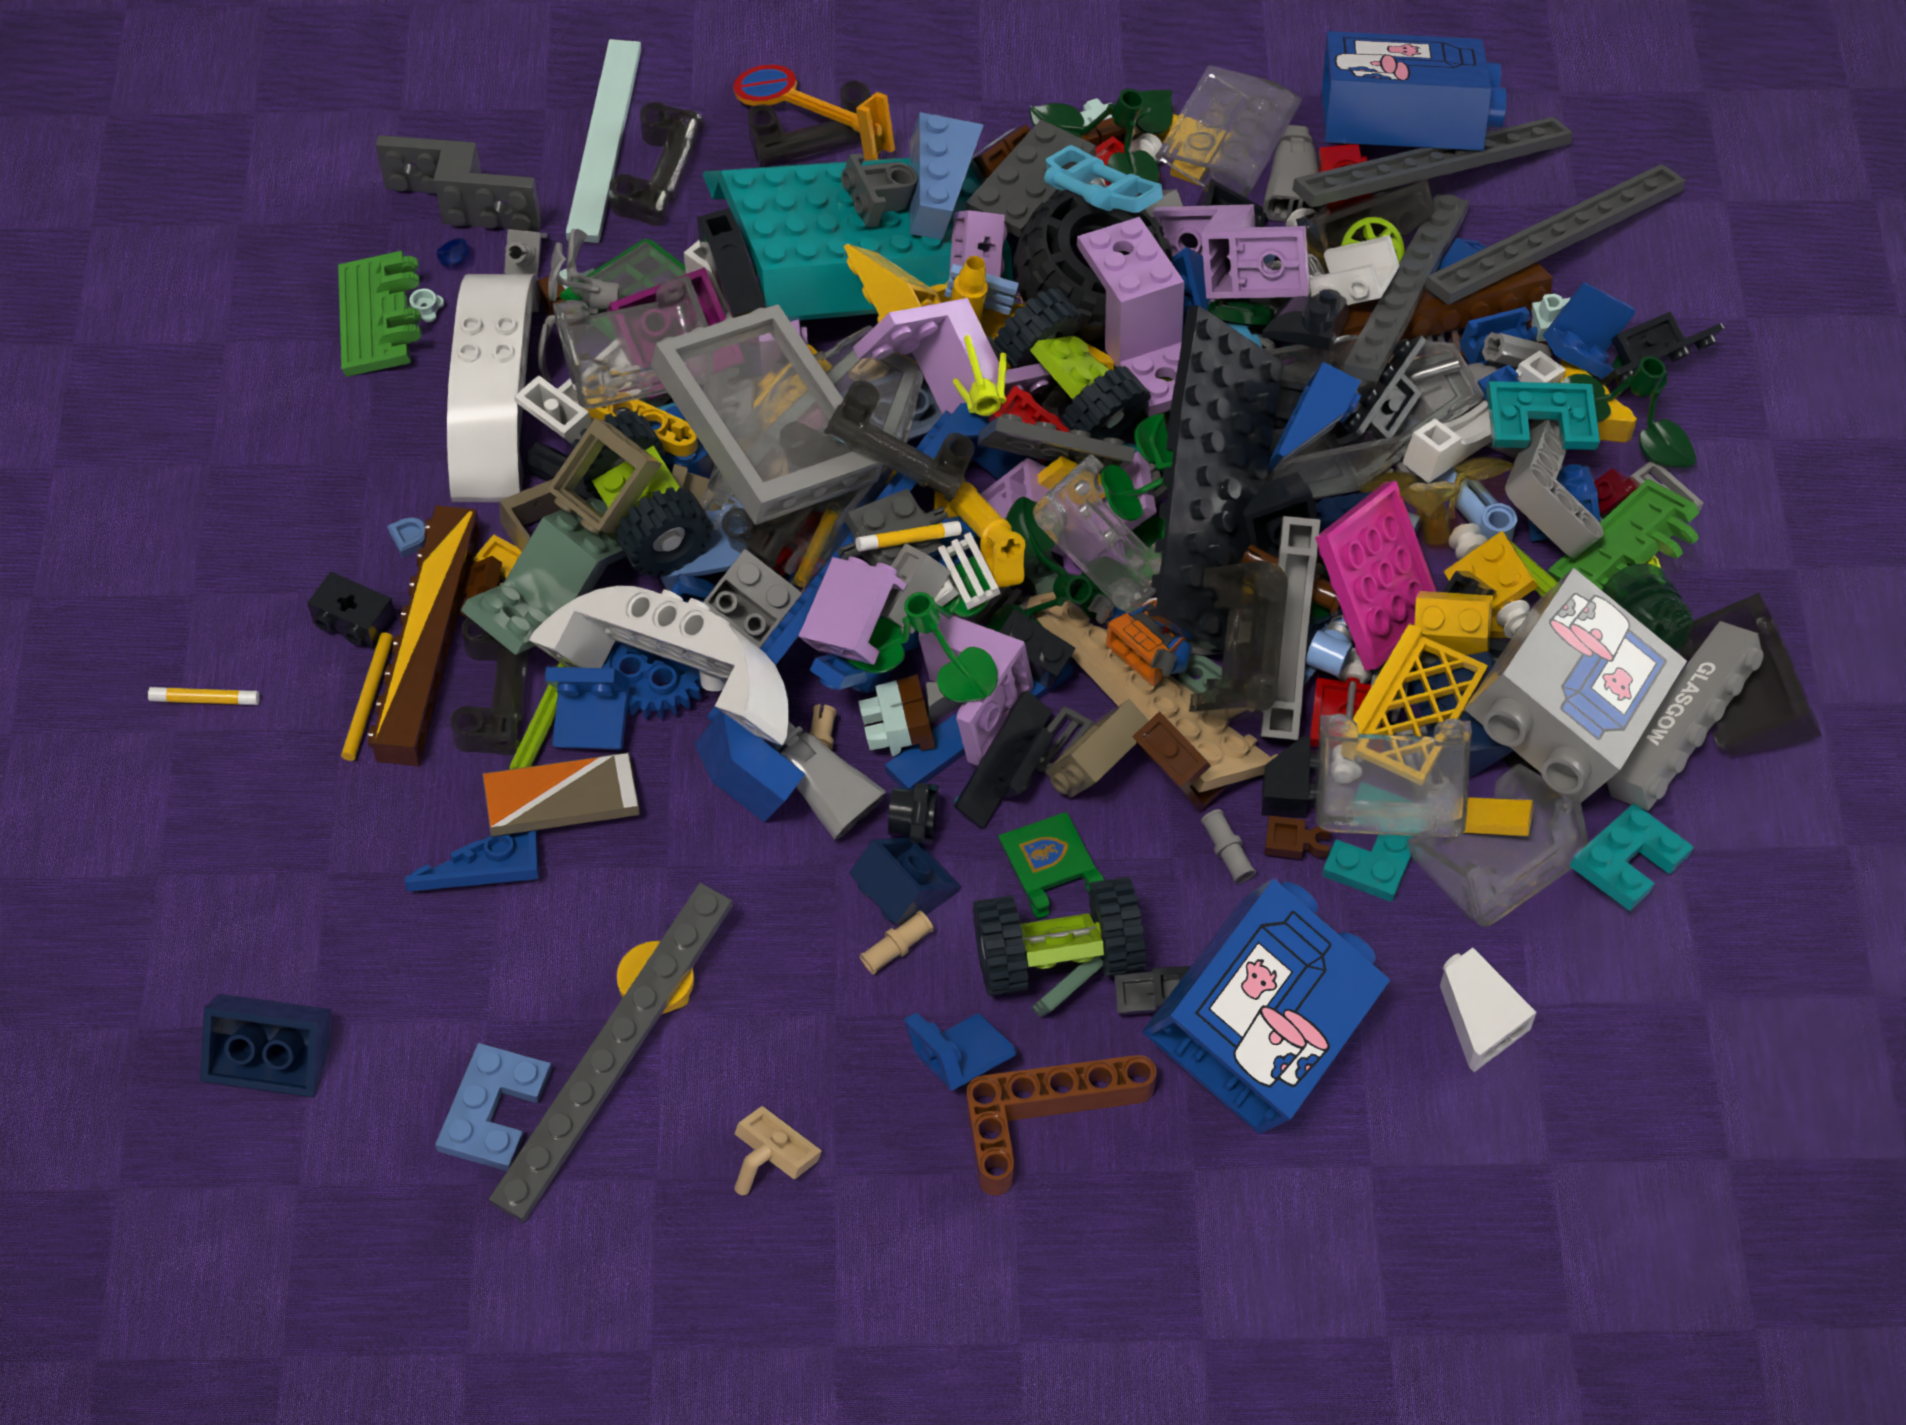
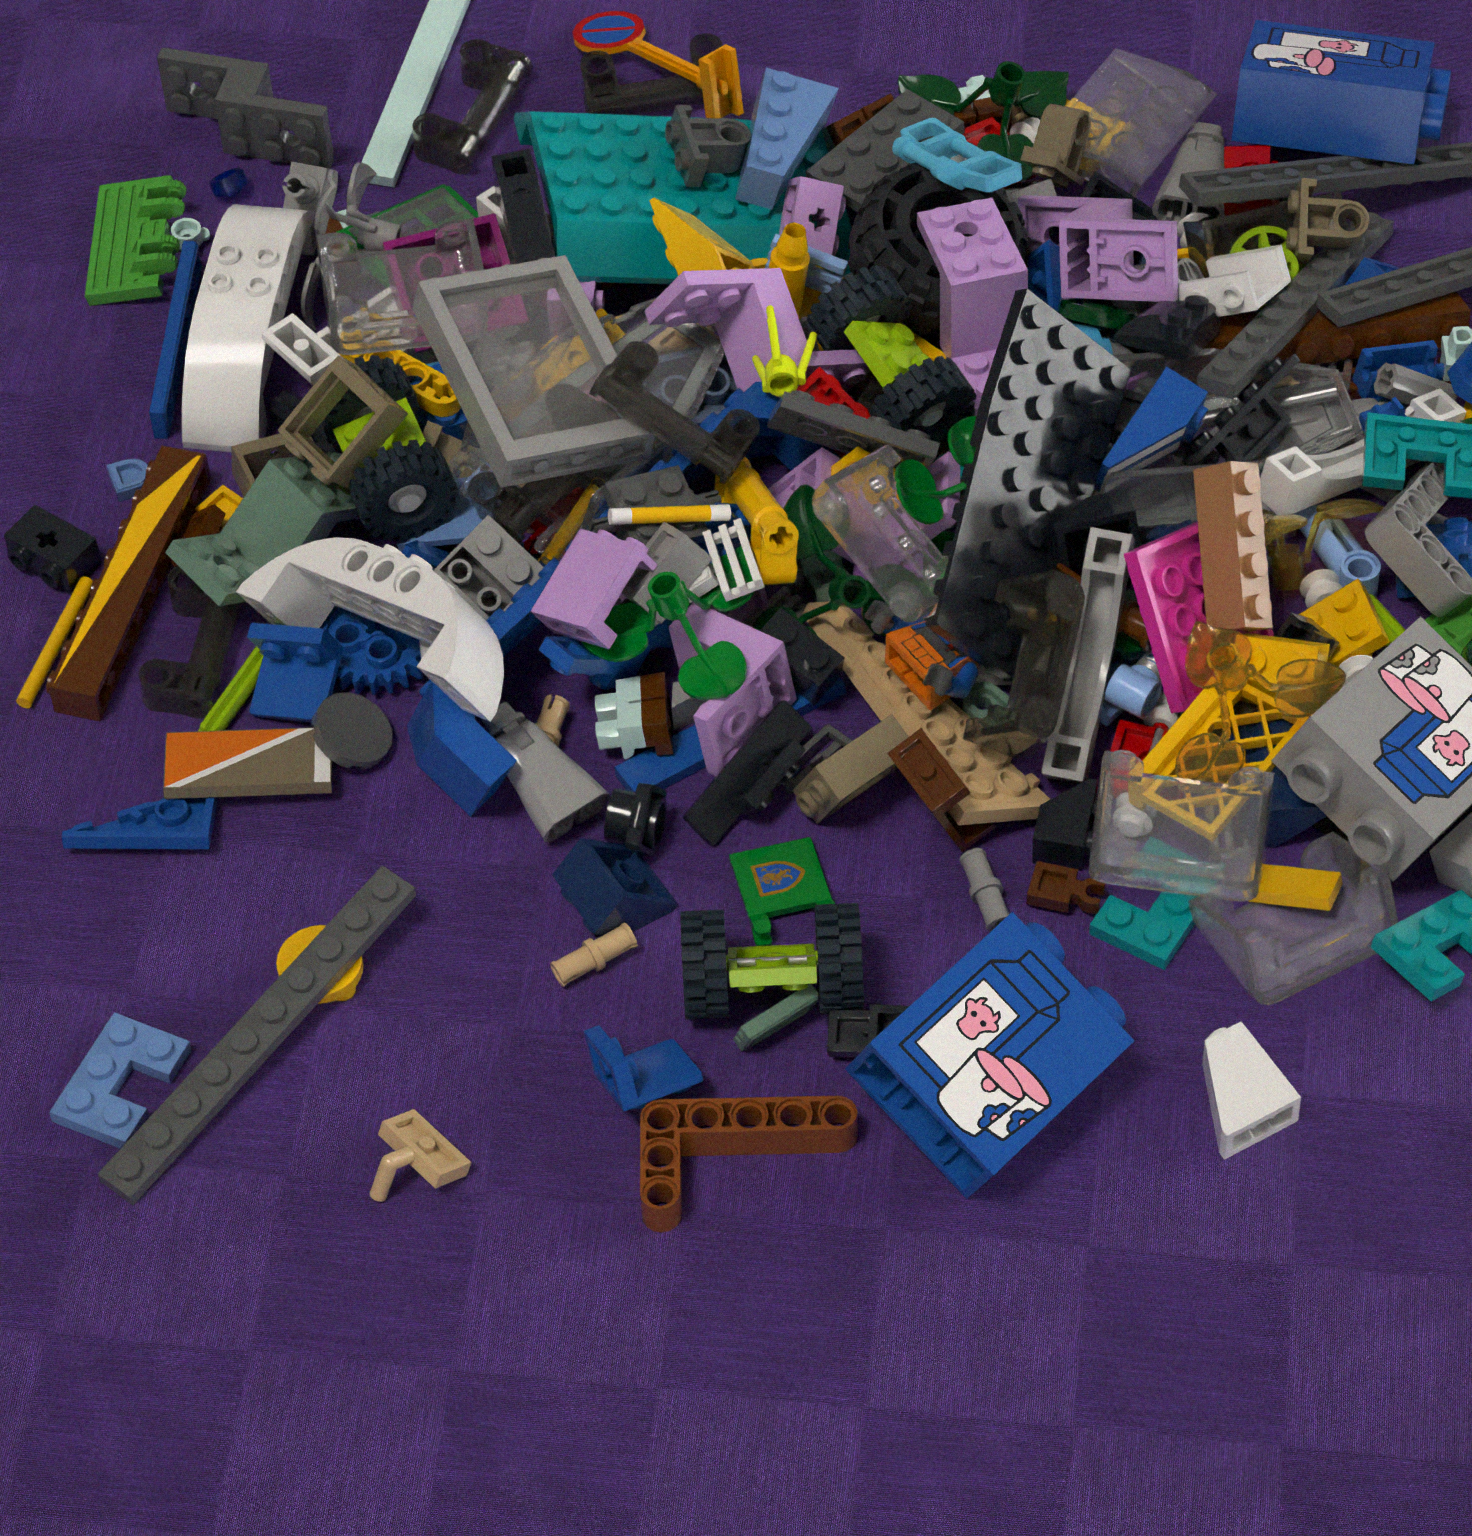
camera: 10 degrees right, 5 degrees down
(430, 403) = (175, 340): none -> blue tile
(648, 755) = (351, 730): none -> dark grey tile
(1179, 158) = (1059, 145): none -> dark tan pin
(1402, 519) = (1233, 546): none -> medium nougat brick
(1409, 618) = (1221, 661): none -> clear yellow plant
(1415, 210) = (1317, 221): none -> dark tan pin

